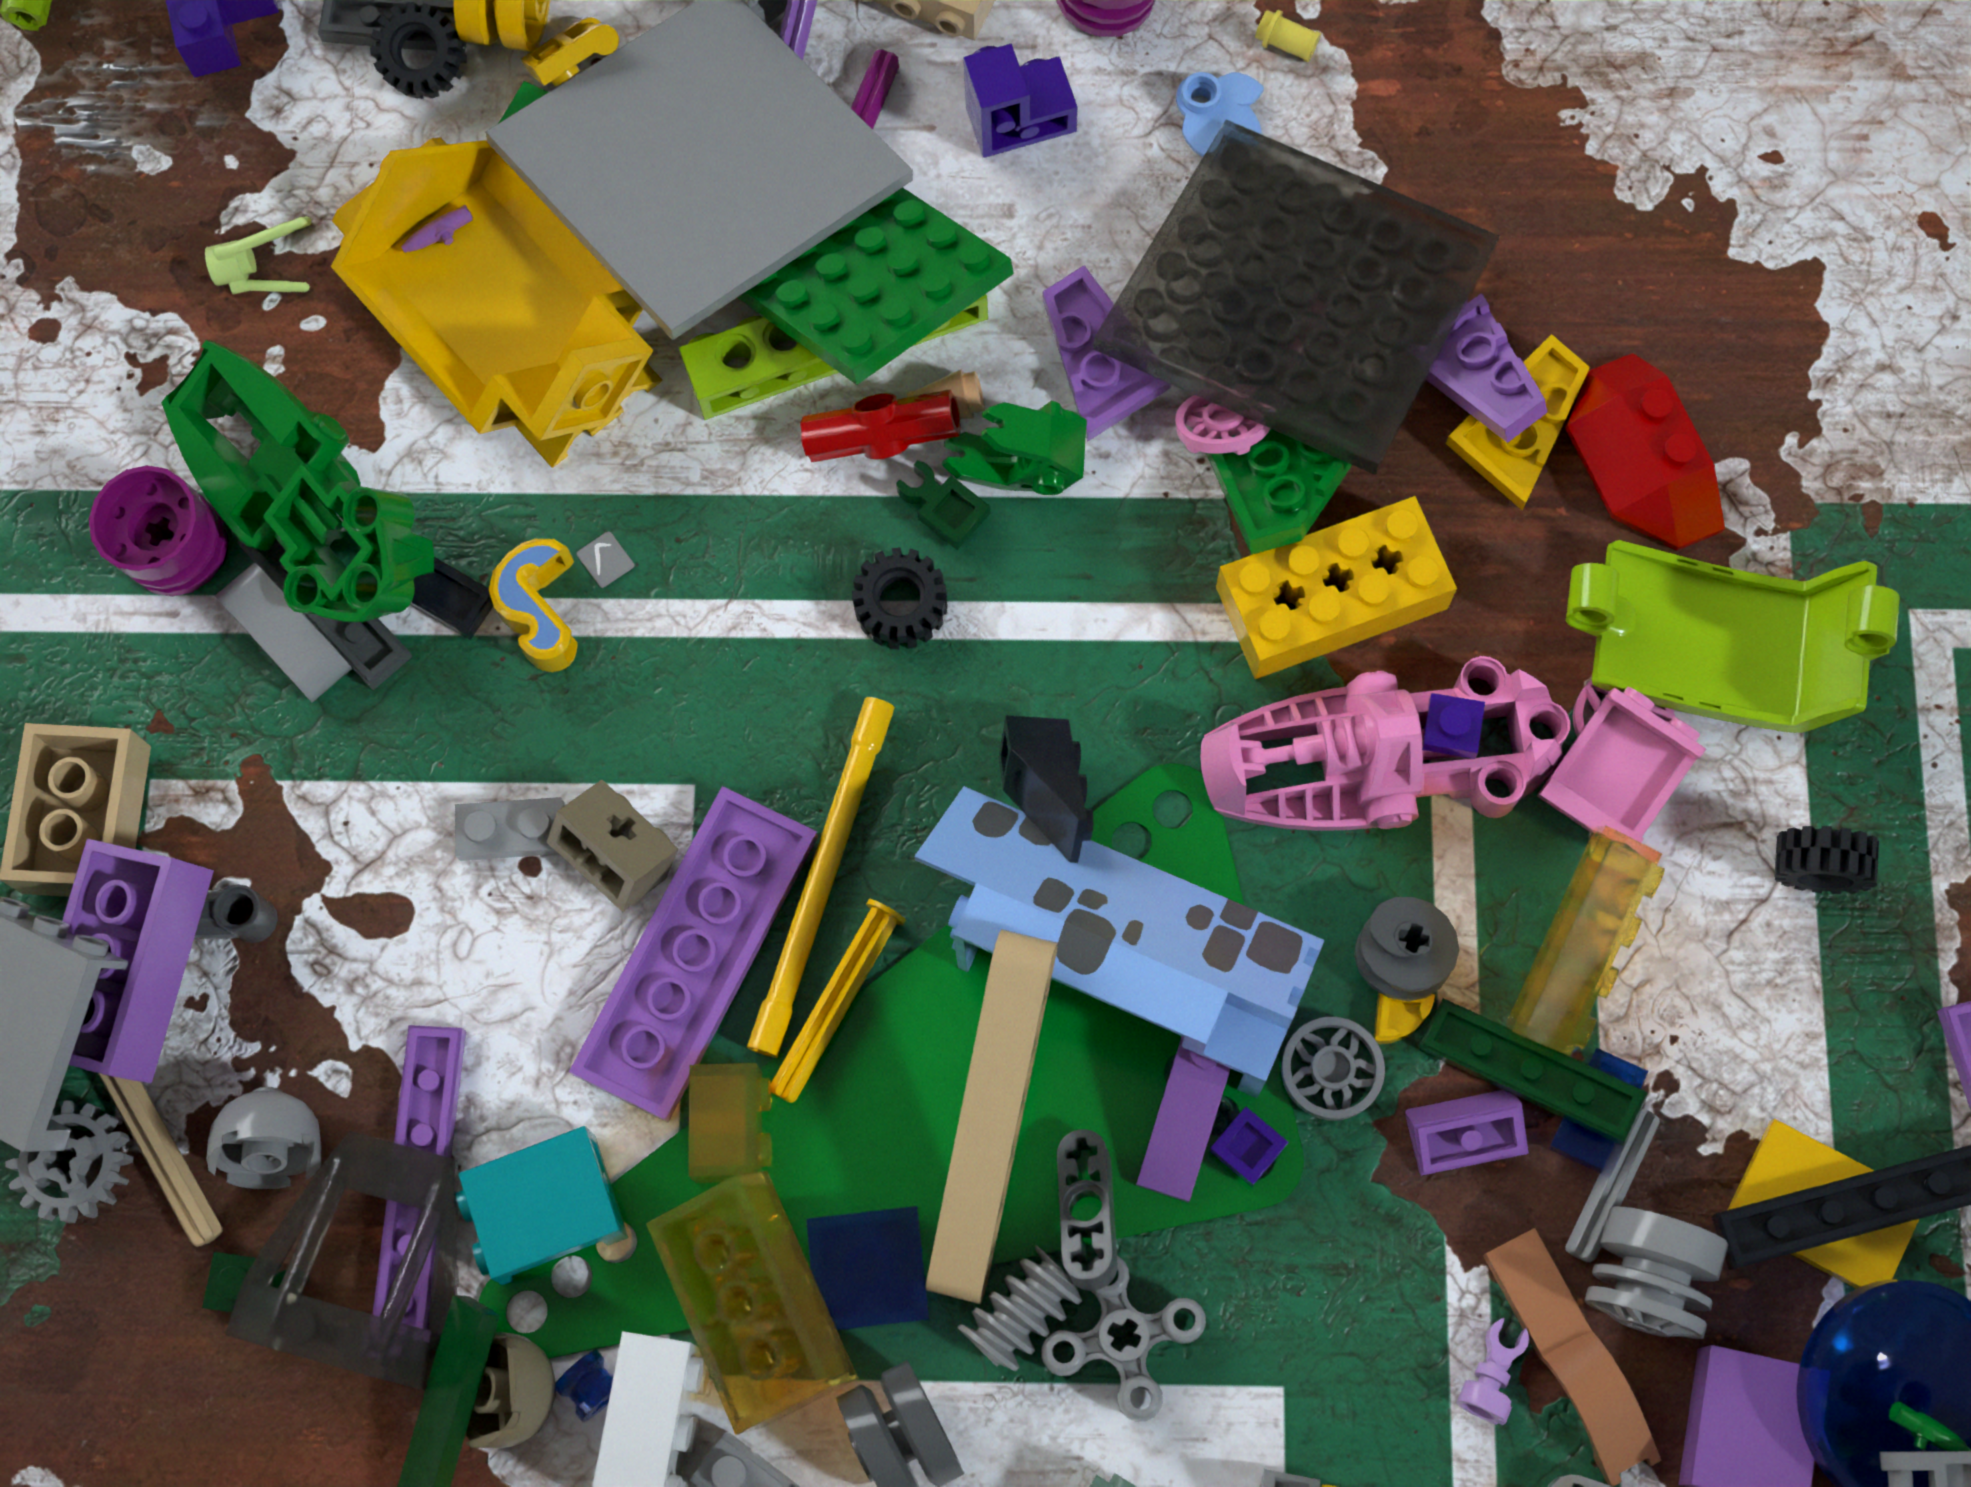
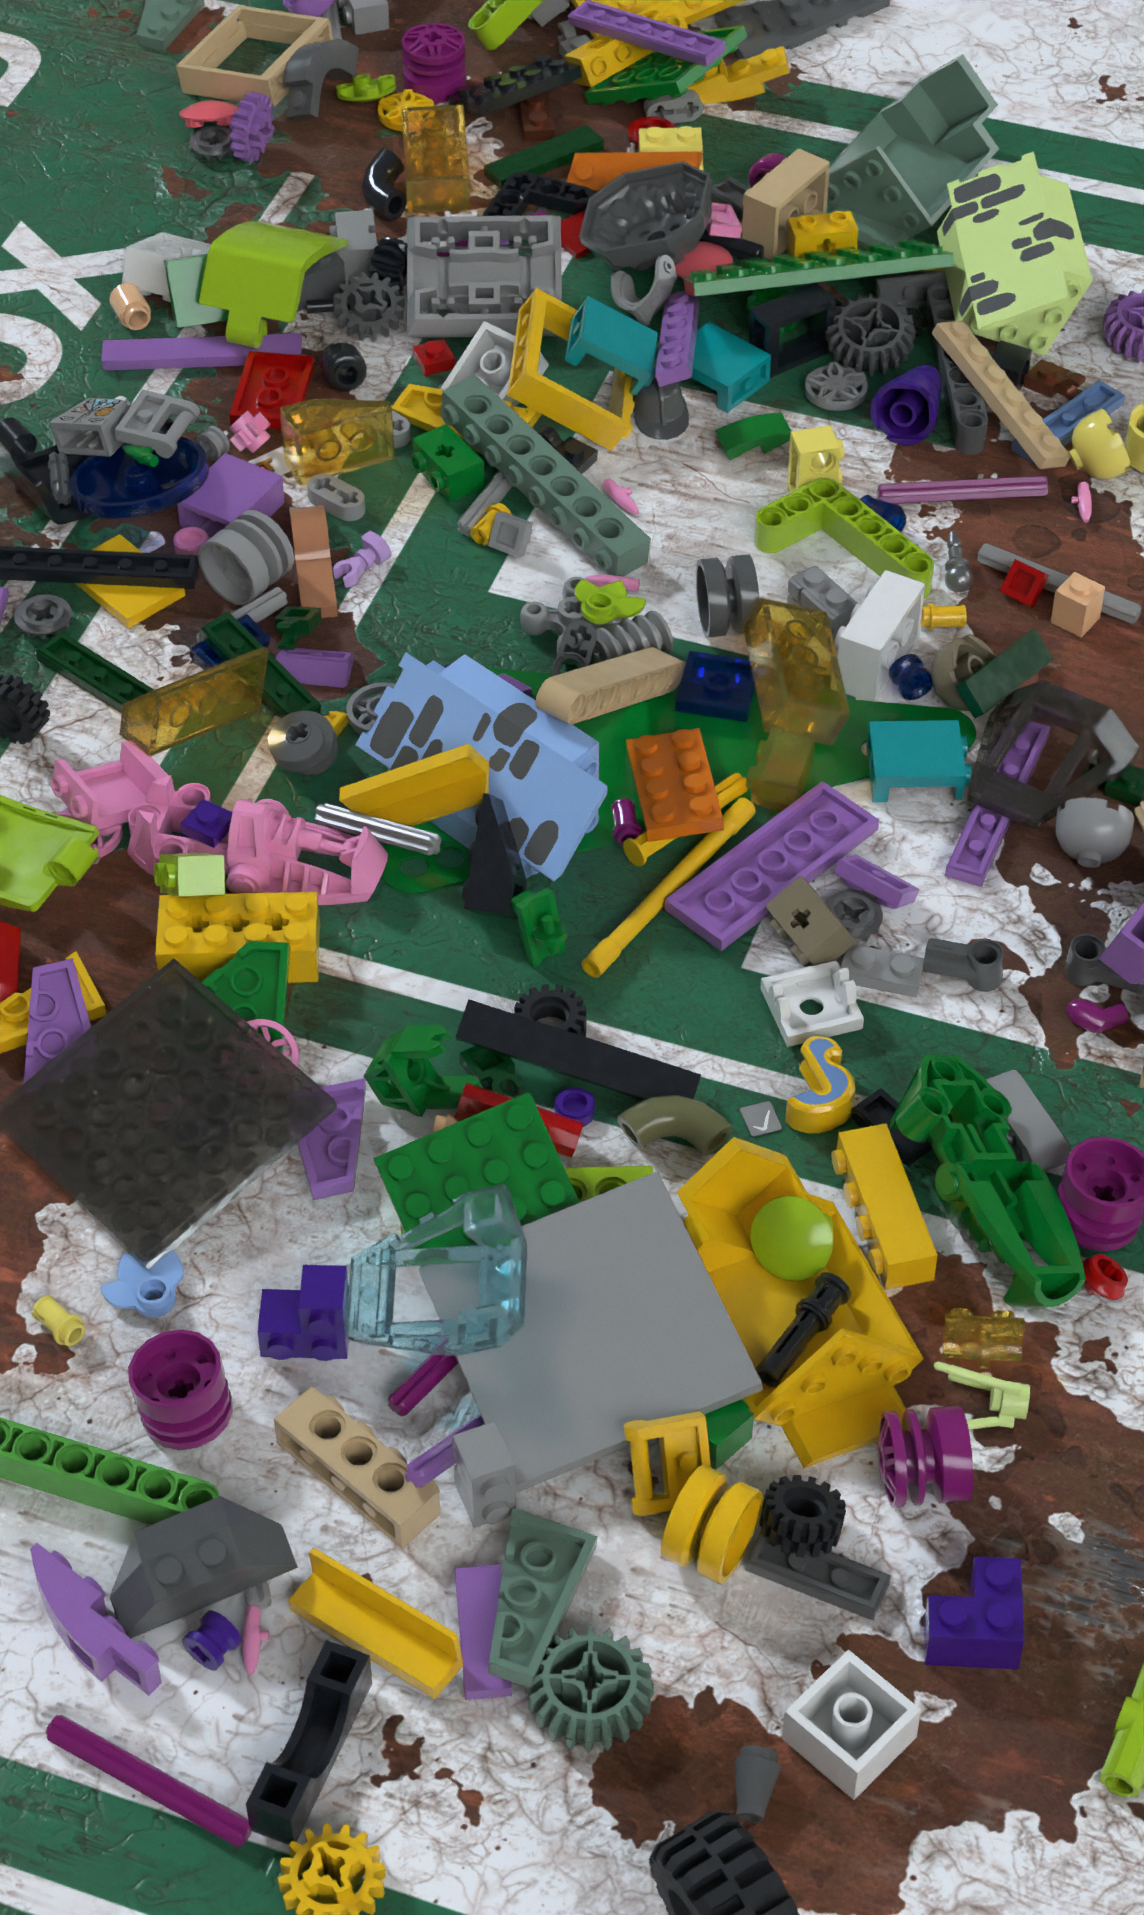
camera: 165 degrees left, 25 degrees down
(150, 445) = (1104, 1277): none -> red hat
(220, 832) = (1095, 1018): none -> magenta arm
(252, 332) = (983, 1336): none -> clear yellow hips
(299, 136) = (926, 1456): none -> magenta wheel
(407, 861) = (978, 963): none -> dark grey piece
(421, 460) = (884, 1207): none -> yellow brick
(466, 286) = (812, 1316): none -> black pin
(508, 350) = (792, 1238): none -> lime dish
(544, 903) = (857, 906): none -> flat silver gear
(548, 963) = (864, 875): none -> medium lavender plate
(591, 699) = (824, 985): none -> white piece
(698, 495) = (675, 1117): none -> olive cylinder
(793, 81) = (502, 1254): none -> clear light blue windscreen
(830, 495) = (576, 1104): none -> dark purple tile
(842, 536) = (573, 1054): none -> black tile
(867, 1039) = (674, 785): none -> orange plate
(914, 960) = (625, 821): none -> magenta pin
(957, 712) = (539, 925): none -> green hips
(1077, 1366) = (606, 602): none -> lime plate
(1098, 1462) = (600, 580): none -> bright pink helmet
(1194, 861) = (422, 788): none -> yellow panel
(1235, 816) = (383, 830): none -> light grey axle
(1430, 621) = (190, 874): none -> lime brick
(1527, 1192) = (296, 623): none -> dark green plate
(1755, 1002) = (90, 671): none -> dark green tile
(1770, 1329) = (188, 540): none -> bright pink tile
(1916, 1072) = (40, 607): none -> flat silver gear

